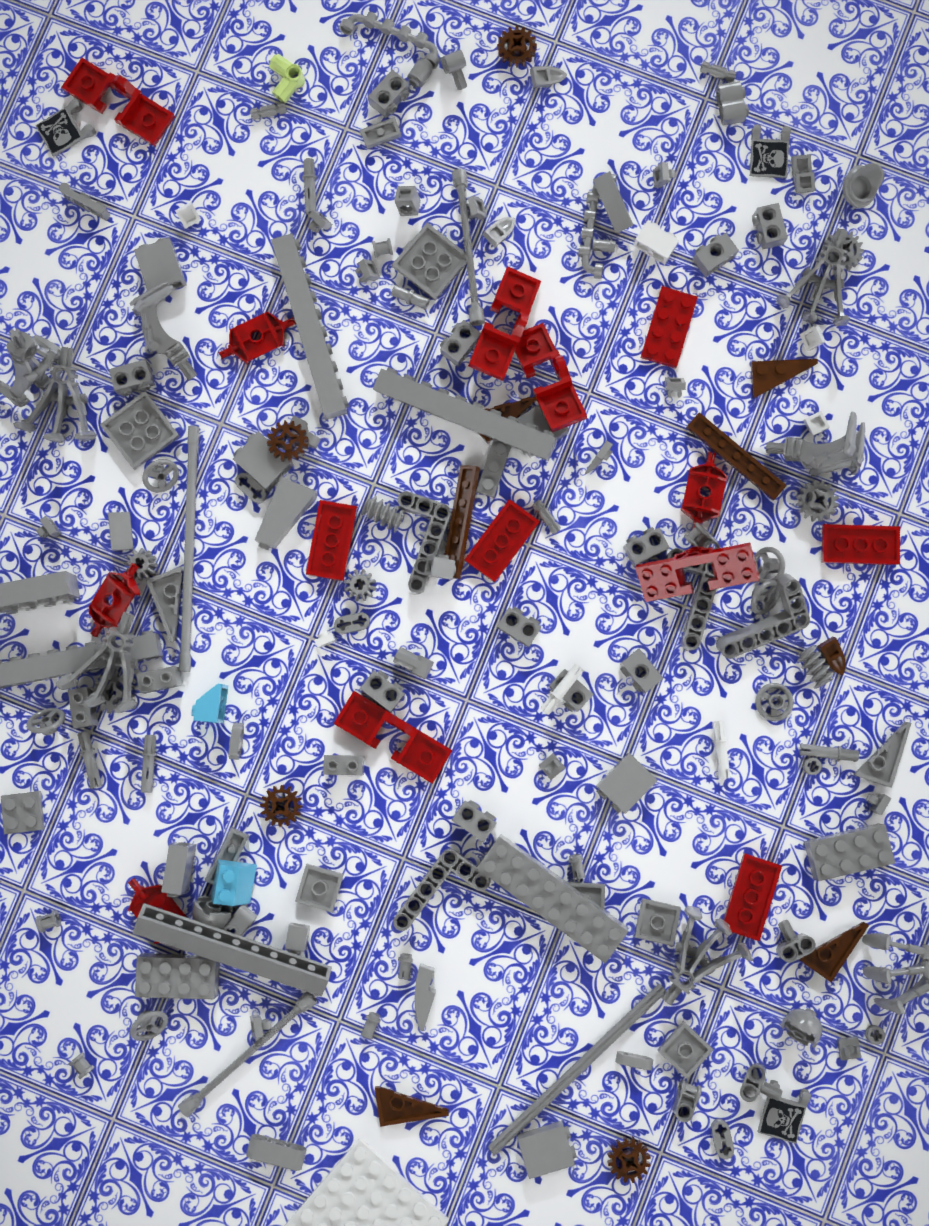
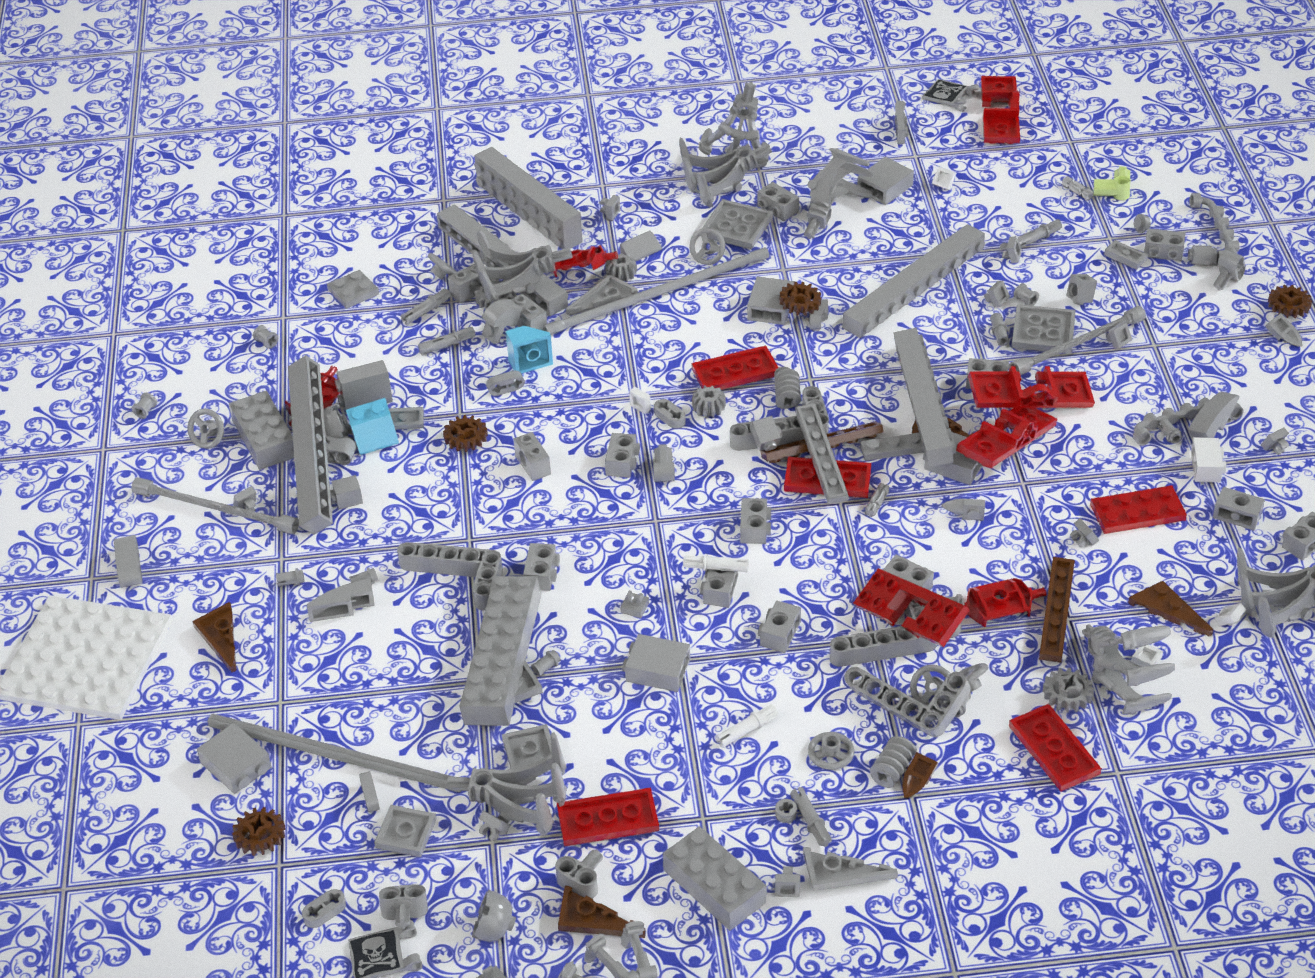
camera: 60 degrees right, 40 degrees down
(156, 707) = (497, 316): none -> light grey brick
(248, 491) = (739, 305): light grey beam -> none
(272, 337) = (876, 255): red plate -> none
(284, 511) = (736, 329): light grey slope -> none
(319, 887) = (403, 489): light grey plate -> none
(349, 92) = (1141, 223): none -> light grey plate
(421, 753) = (582, 502): red plate -> none
(482, 534) = (821, 454): none -> light grey tile
(499, 230) = (1113, 358): light grey plate -> none
(686, 1099) = (347, 853): light grey piece -> none
(715, 982) = (494, 824): none -> light grey tile

